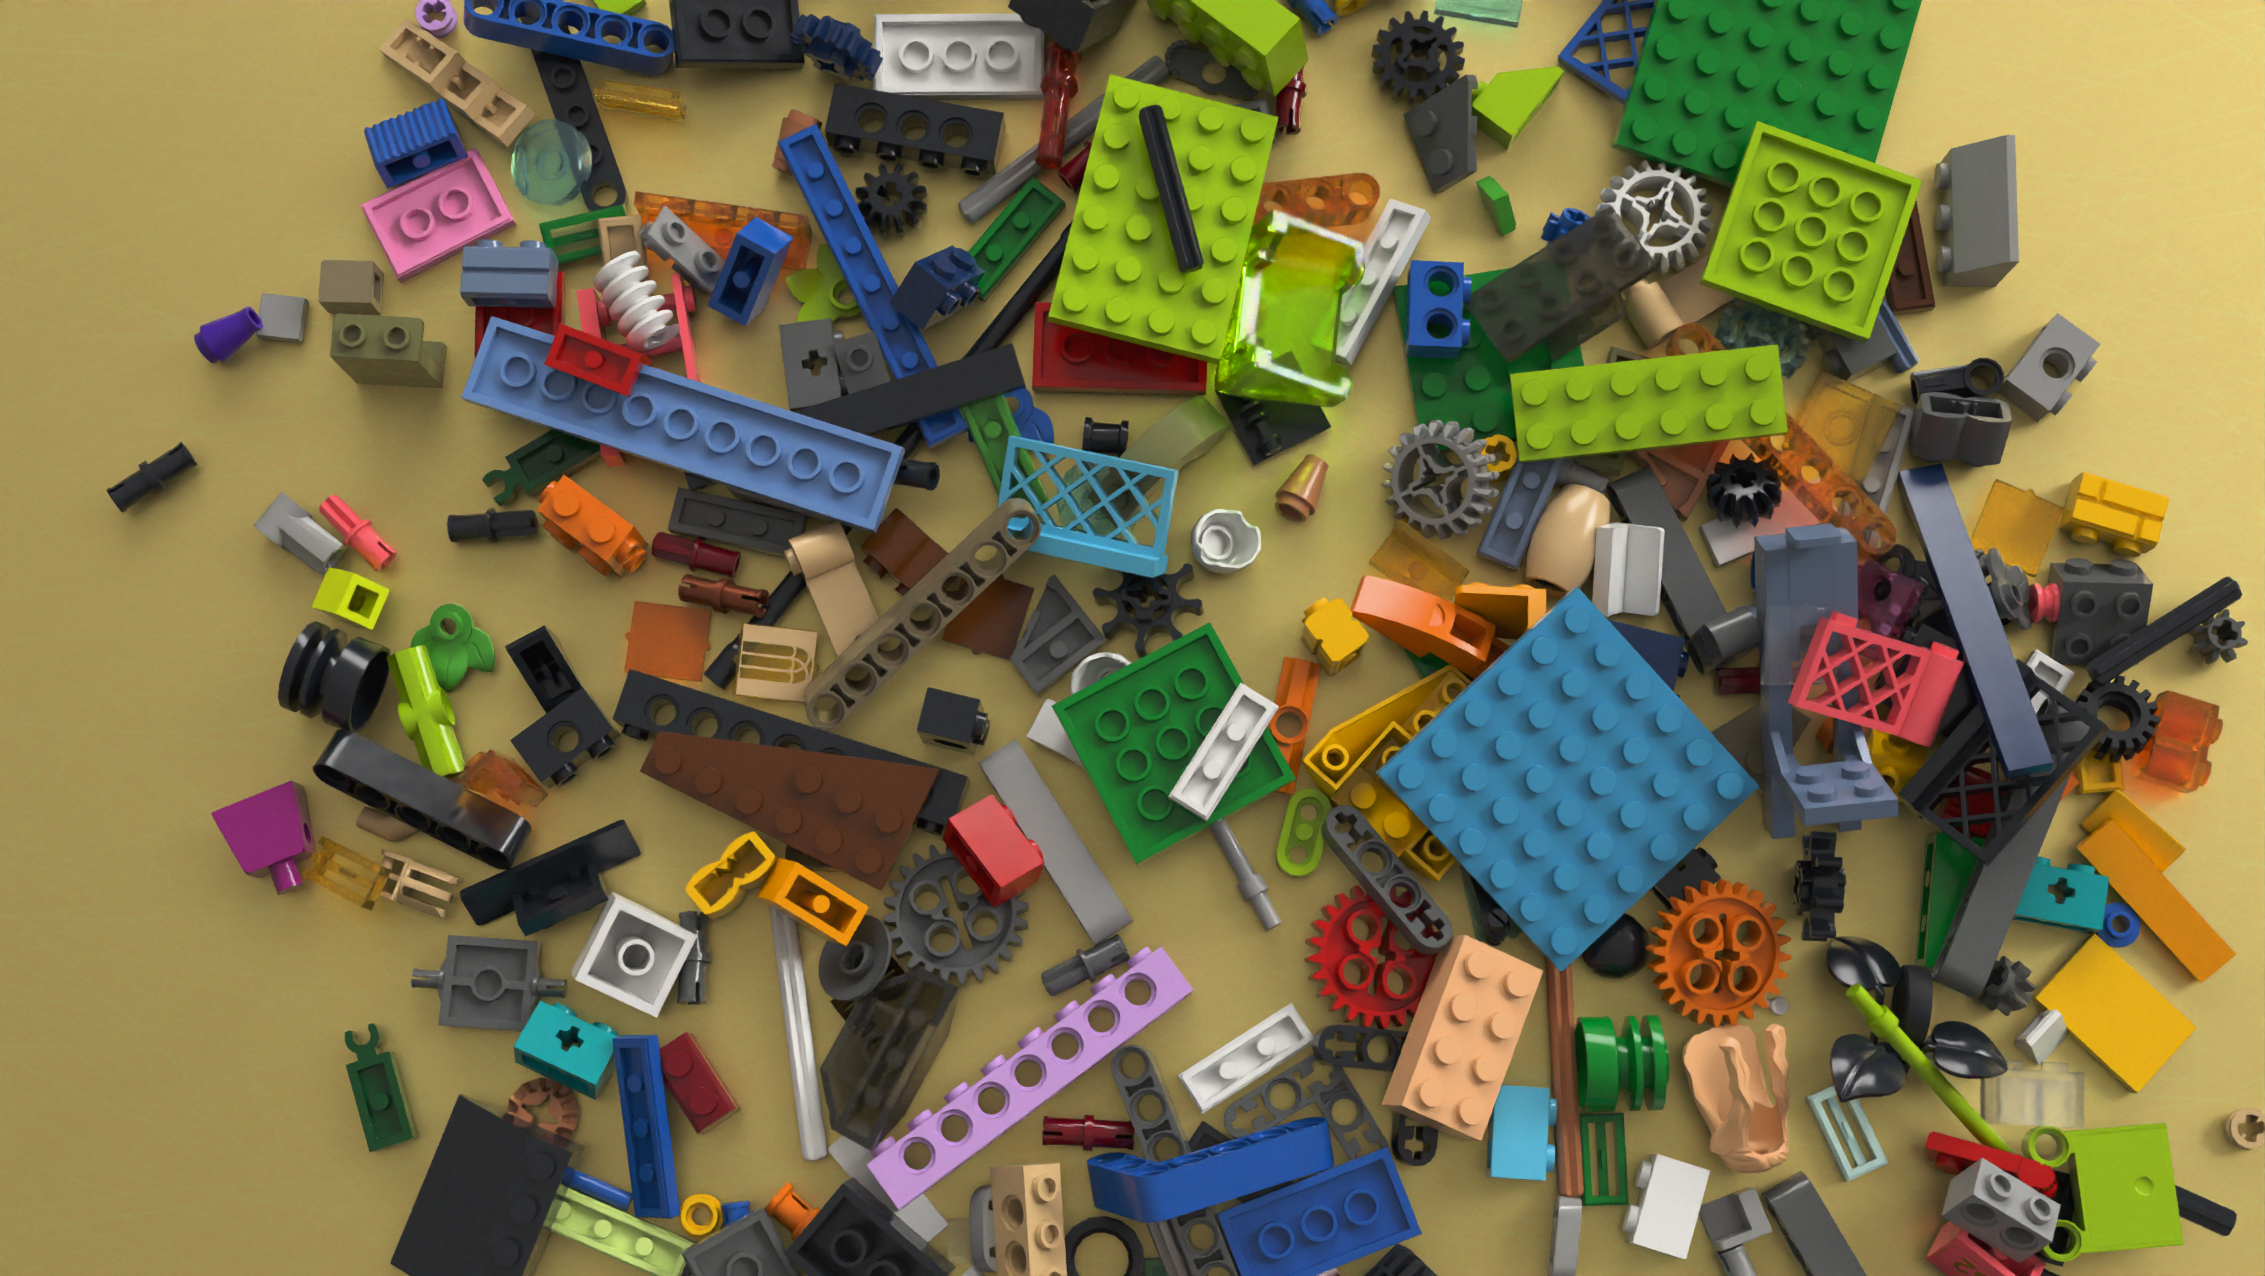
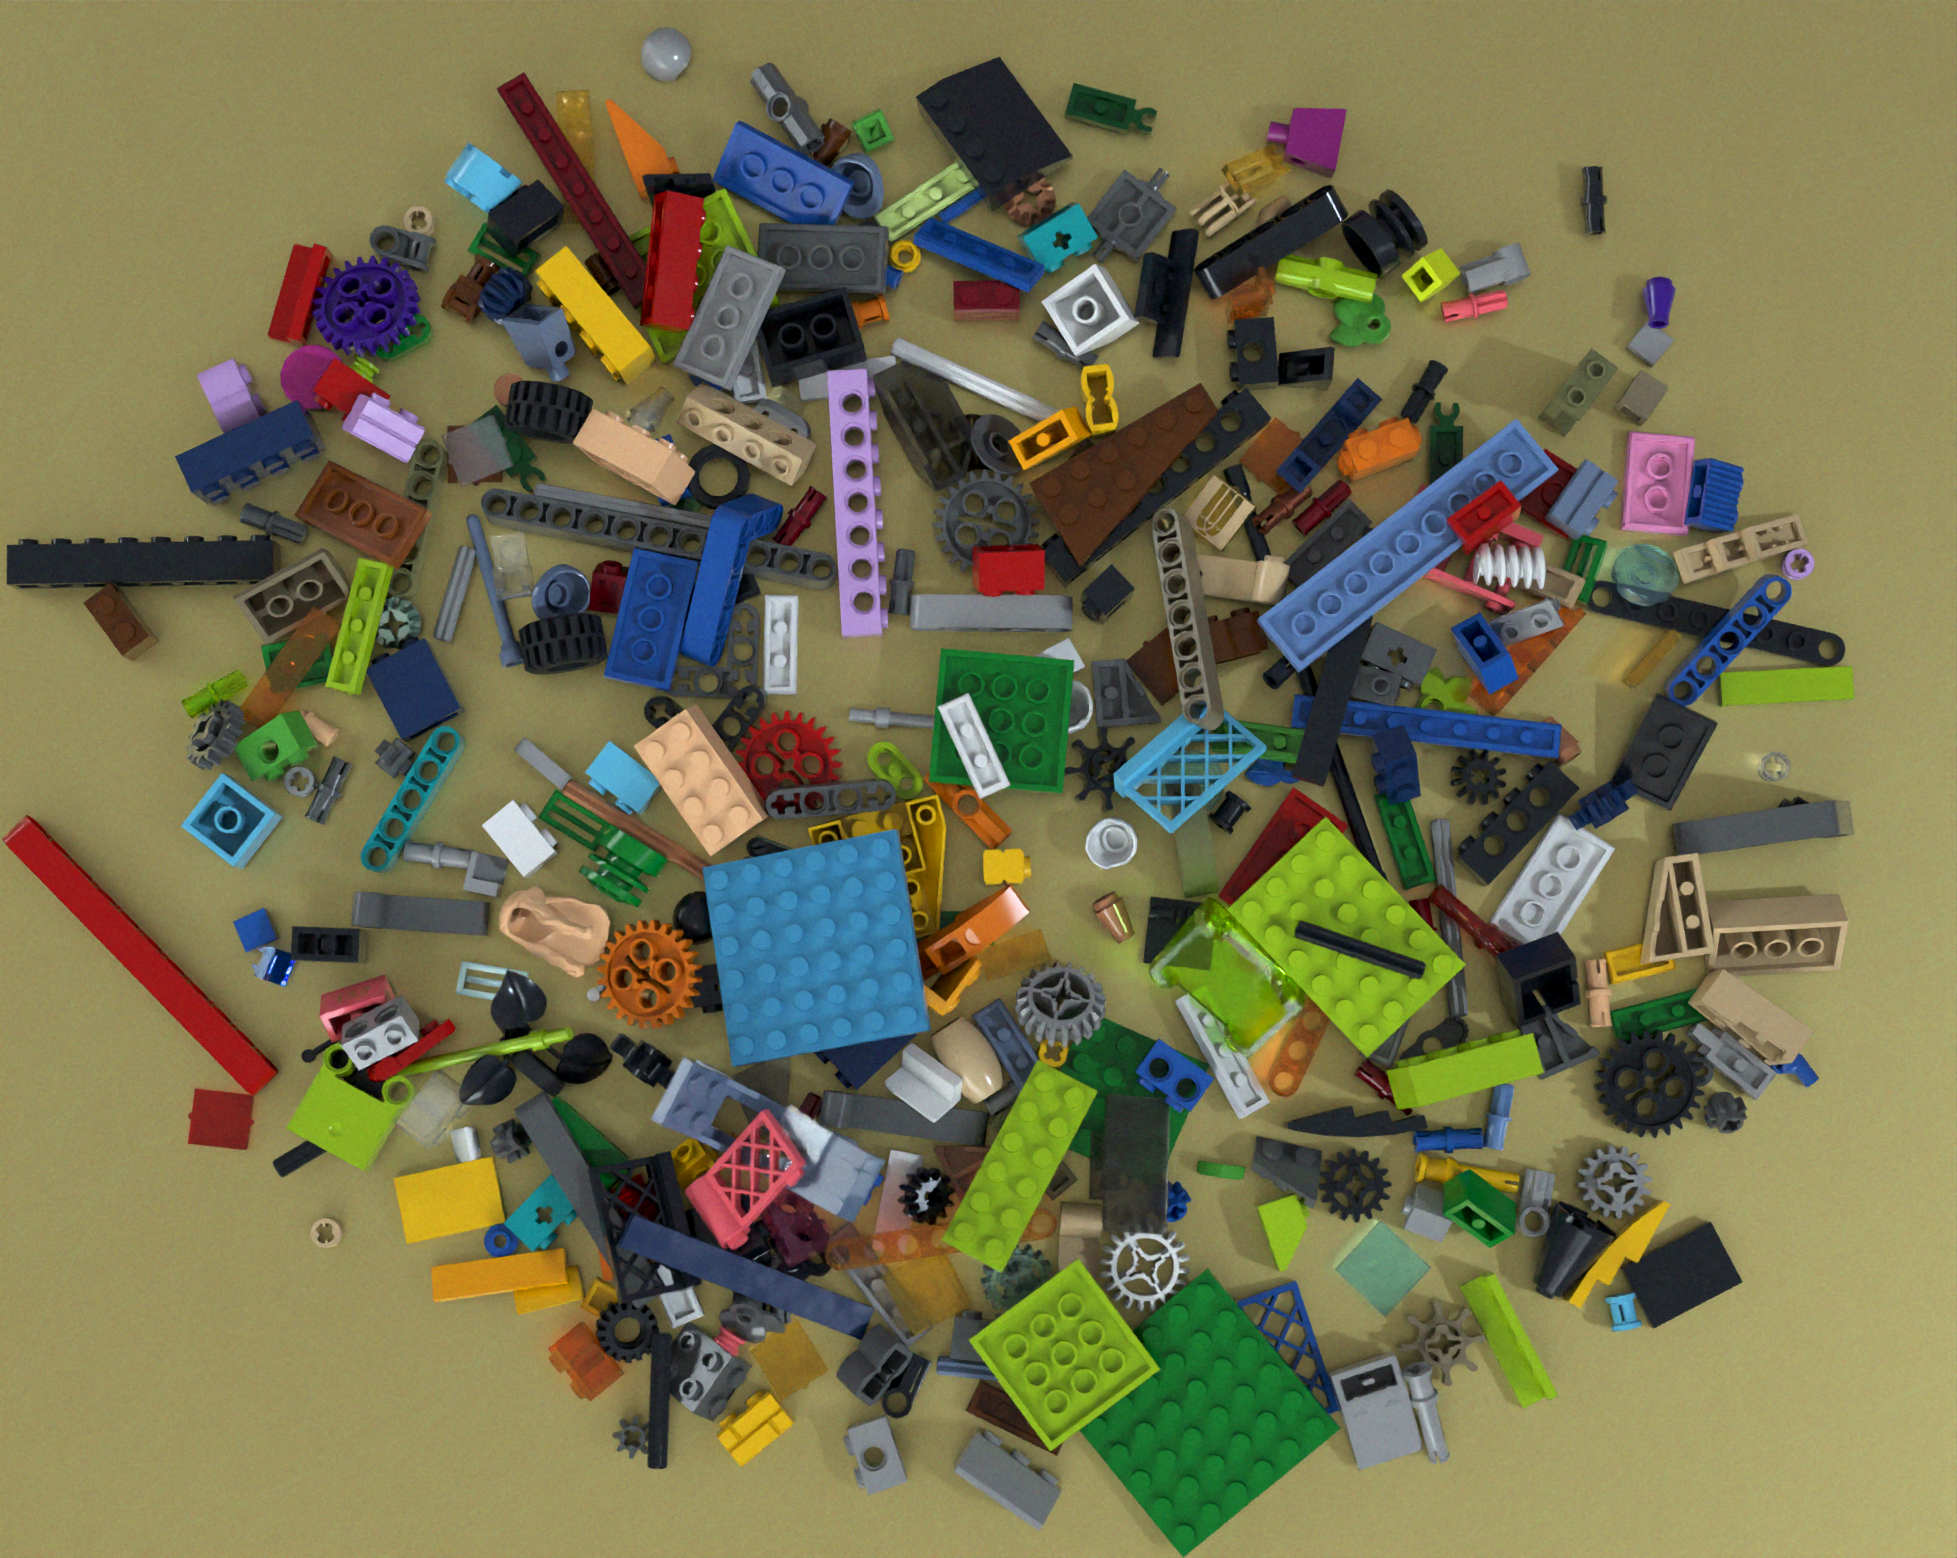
camera: 120 degrees right, 5 degrees up
(609, 598) = (1328, 435): none -> dark blue slope
(1359, 106) = (1344, 1123): none -> black slope

